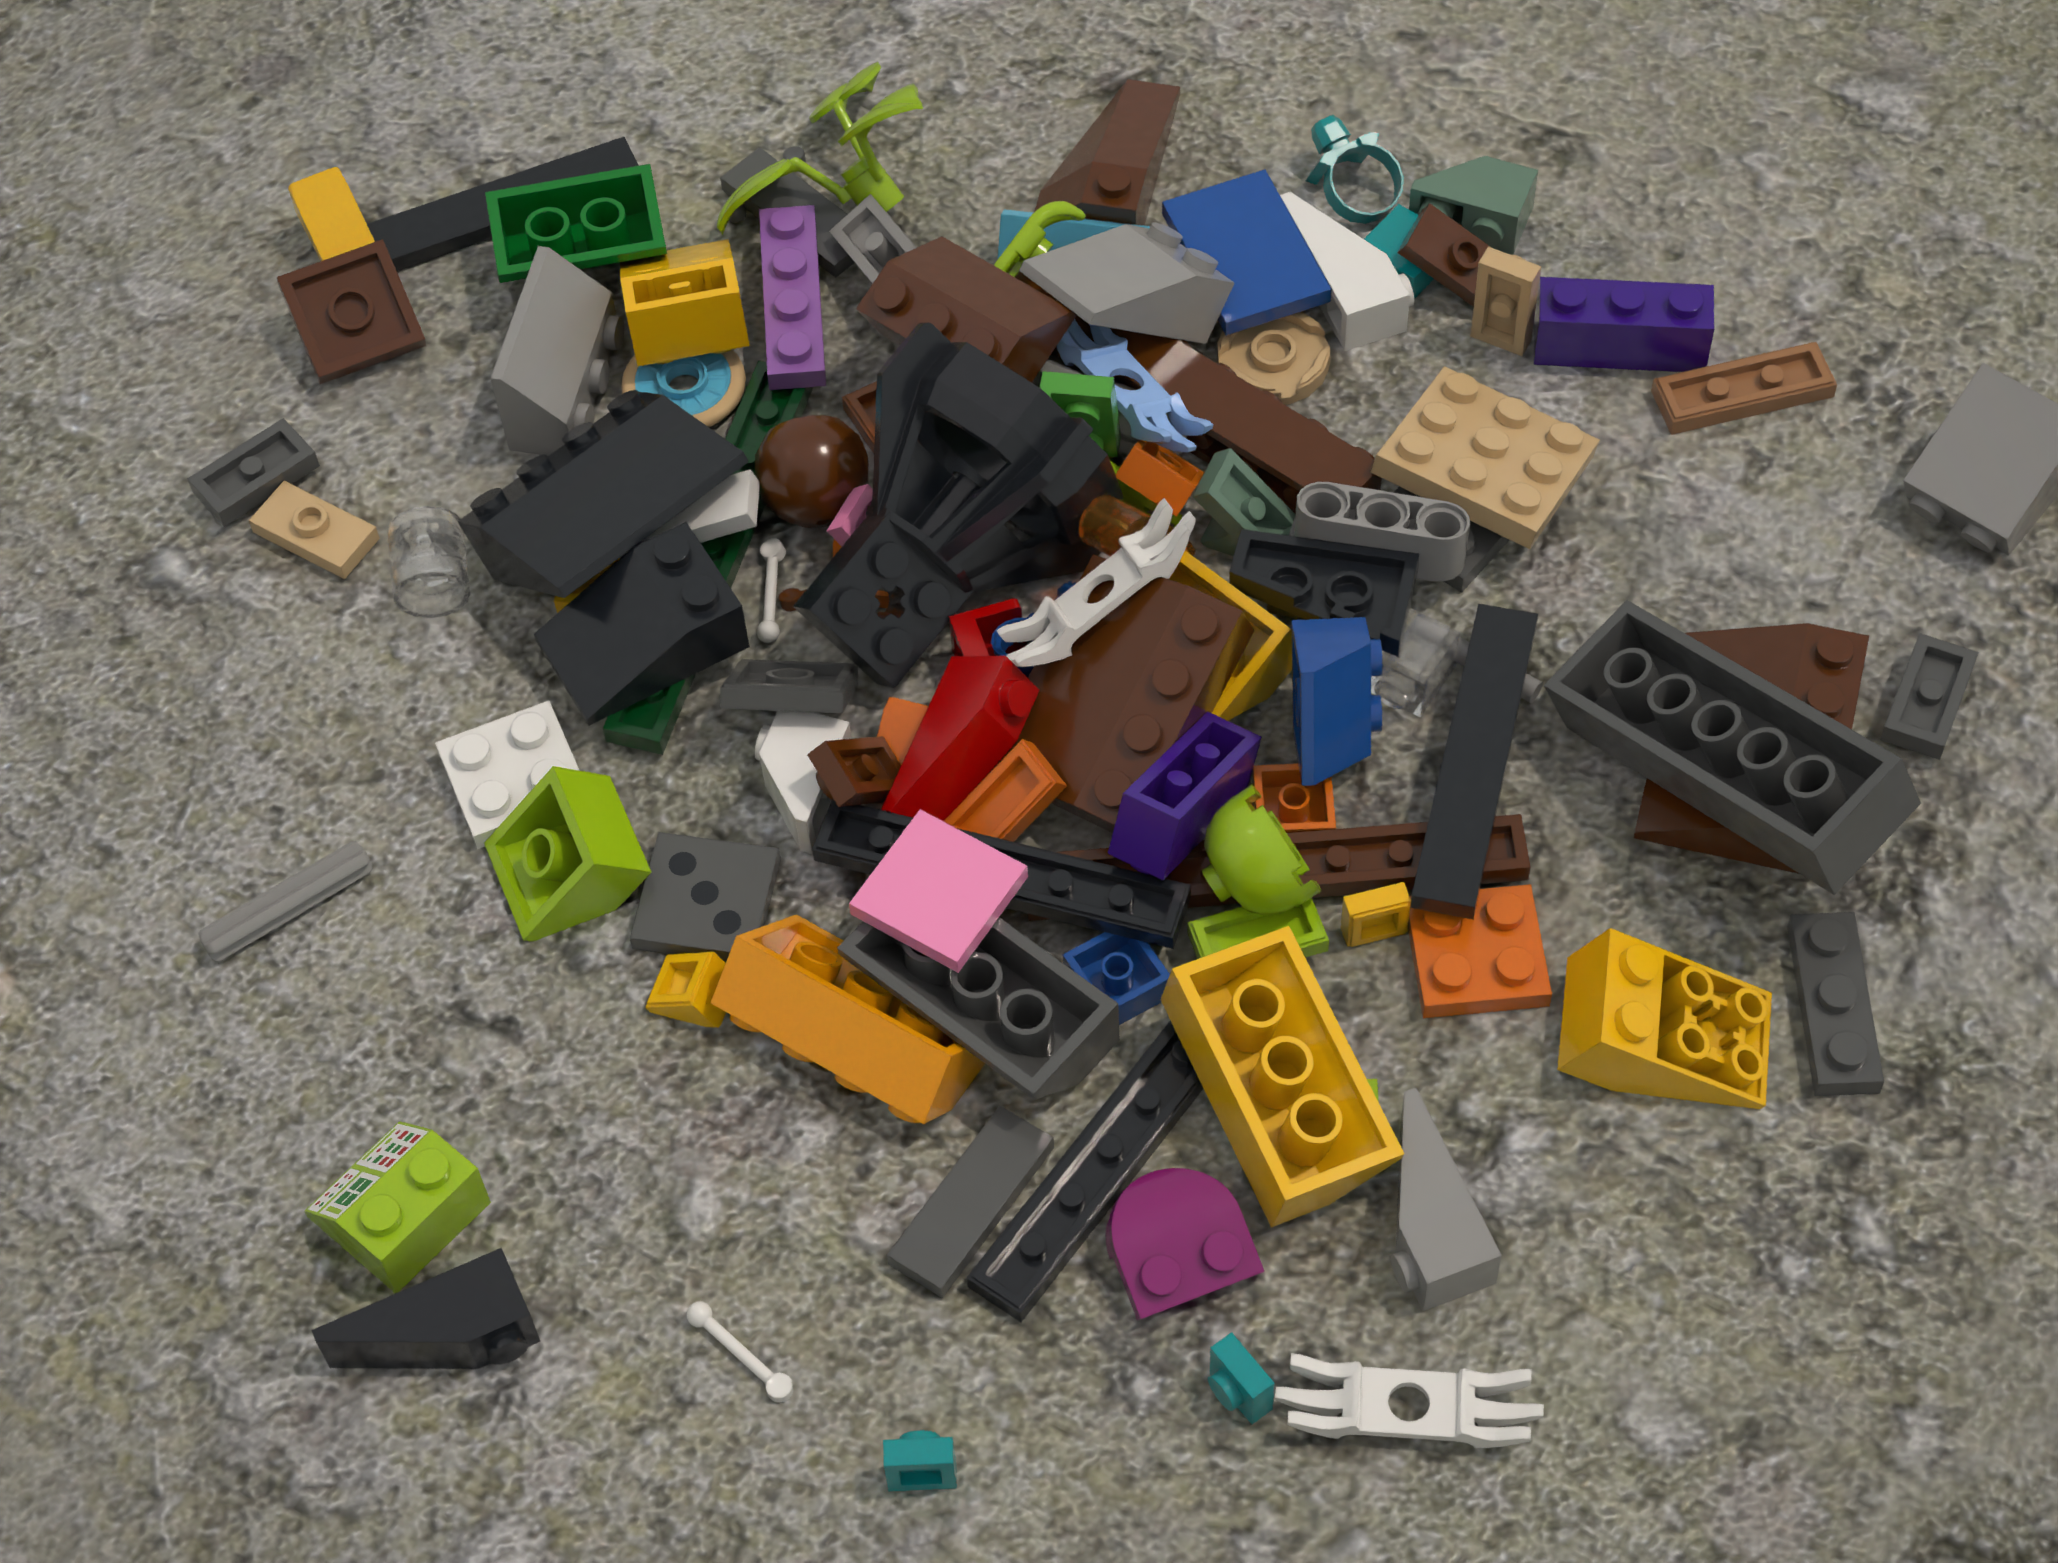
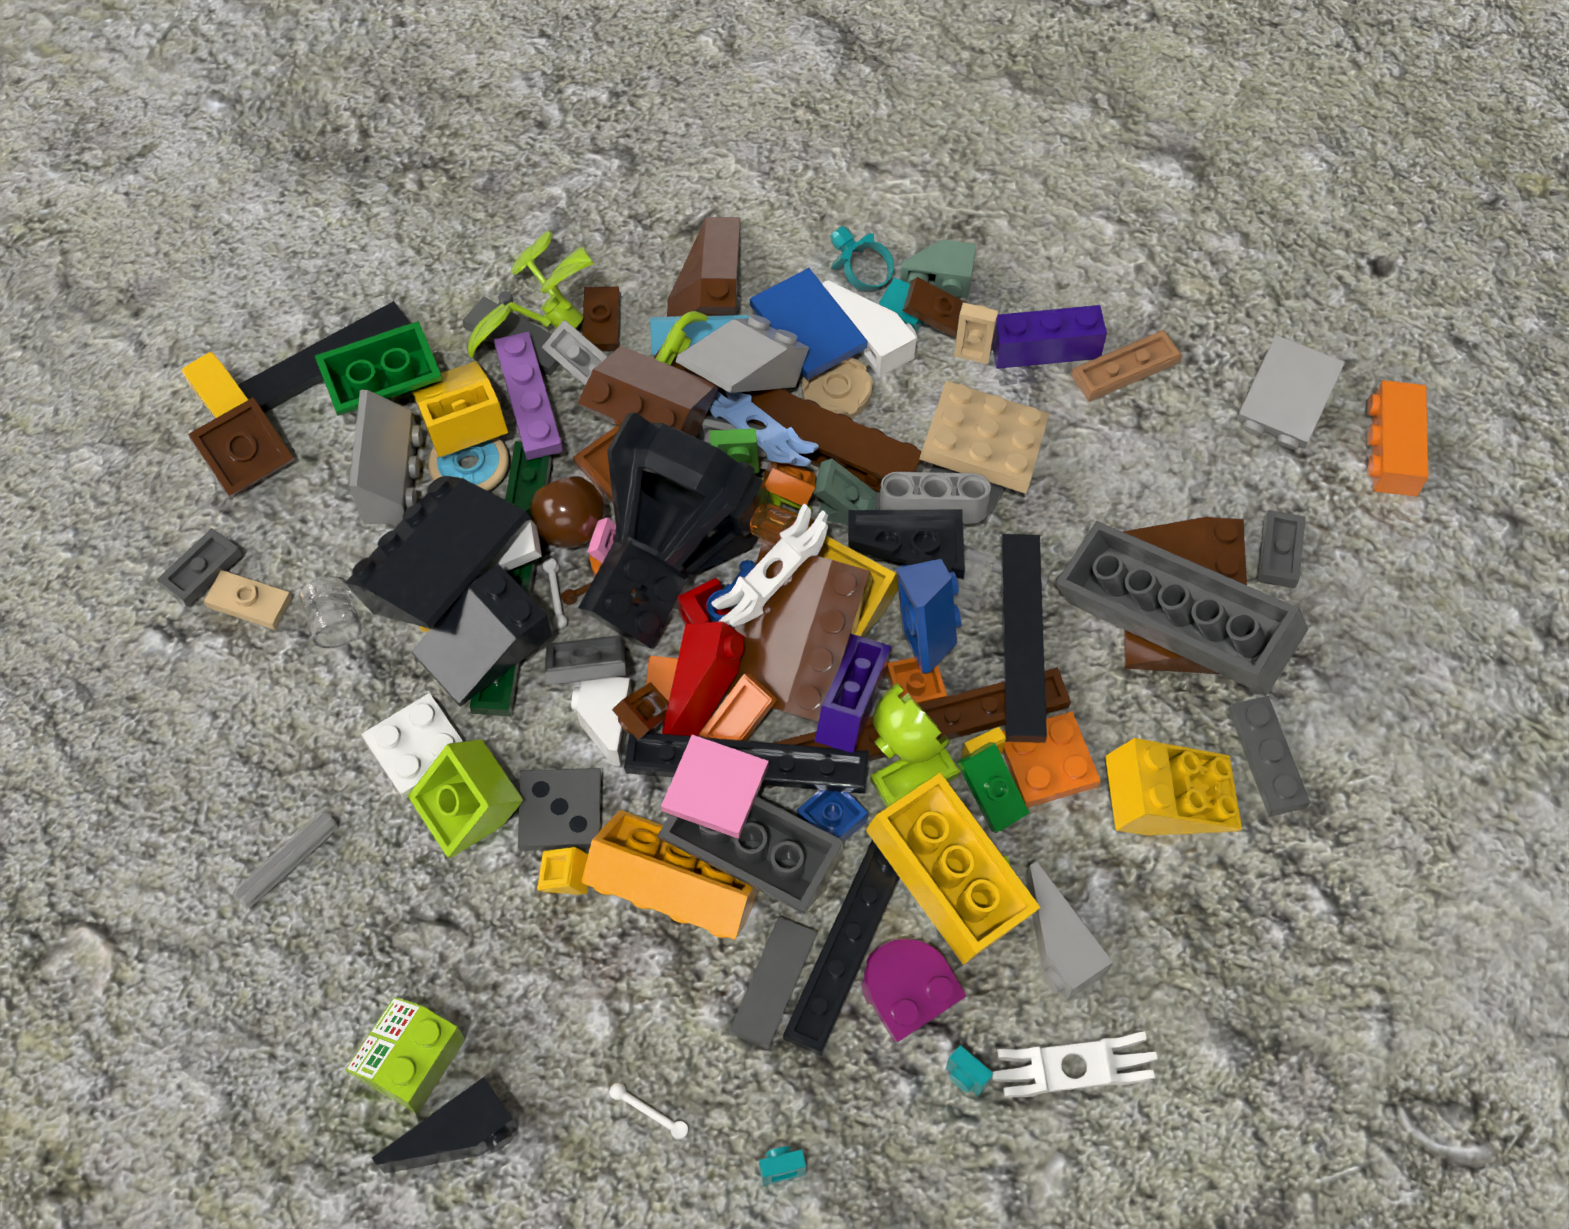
camera: 15 degrees left, 5 degrees up
(933, 198) = (601, 317): none -> reddish brown plate
(1375, 972) = (993, 787): none -> green plate

